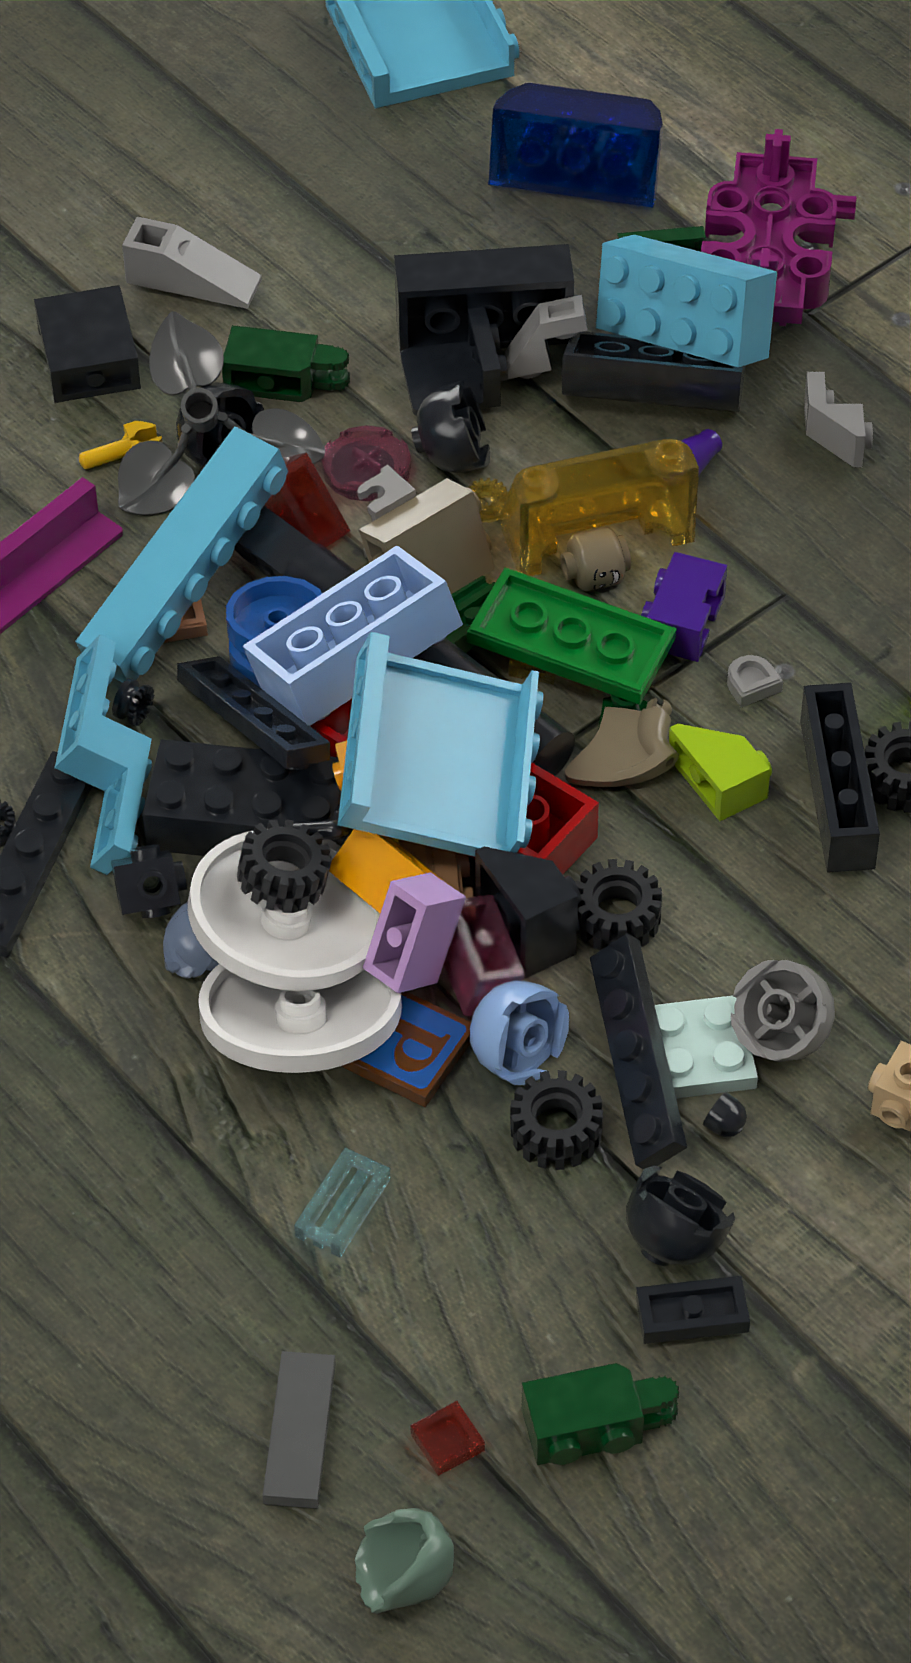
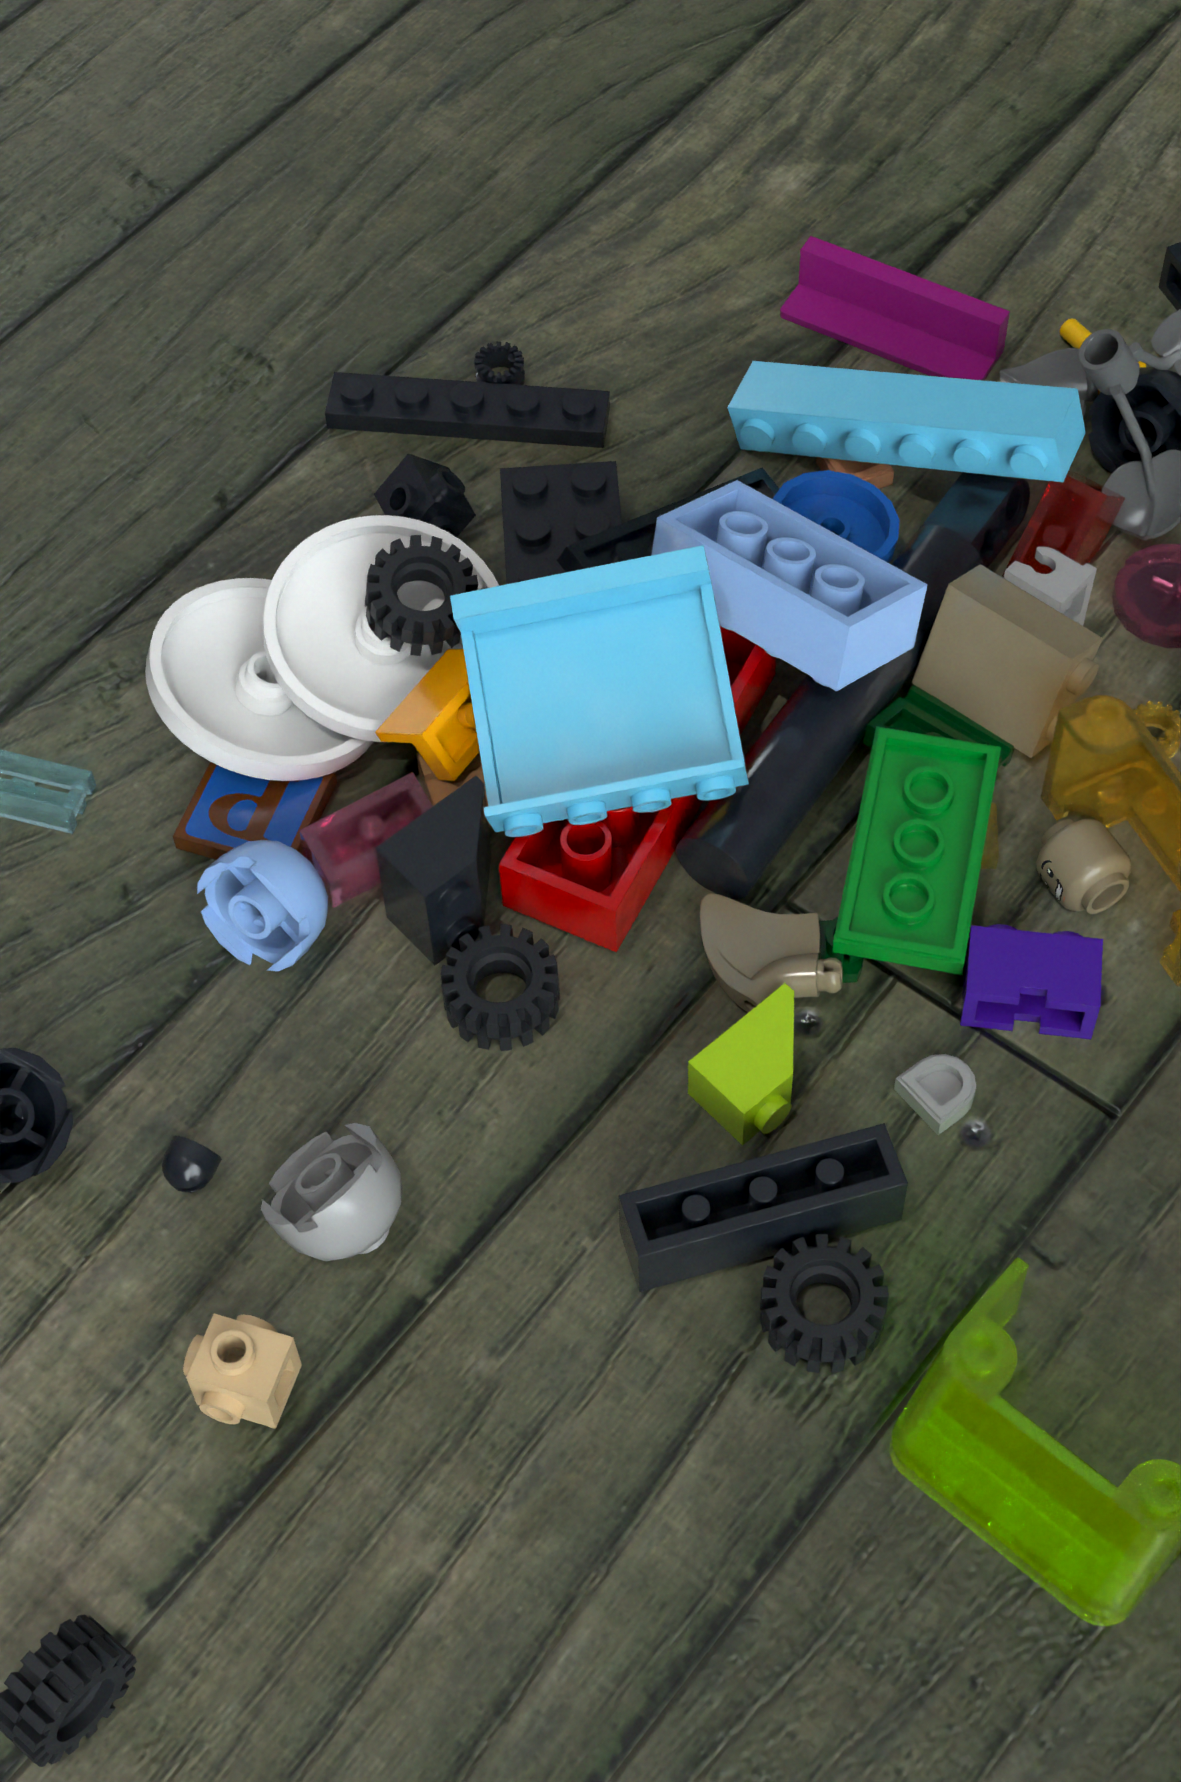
camera: 80 degrees right, 5 degrees up
(104, 754) = (599, 417): medium azure bracket -> none
(132, 701) = (695, 455): black bush -> none
(414, 932) = (355, 746): lavender brick -> none
(556, 1095) = (146, 947): black tyre -> none
(638, 1053) = (268, 1043): black plate -> none
(704, 1048) = (290, 1103): light aqua plate -> none

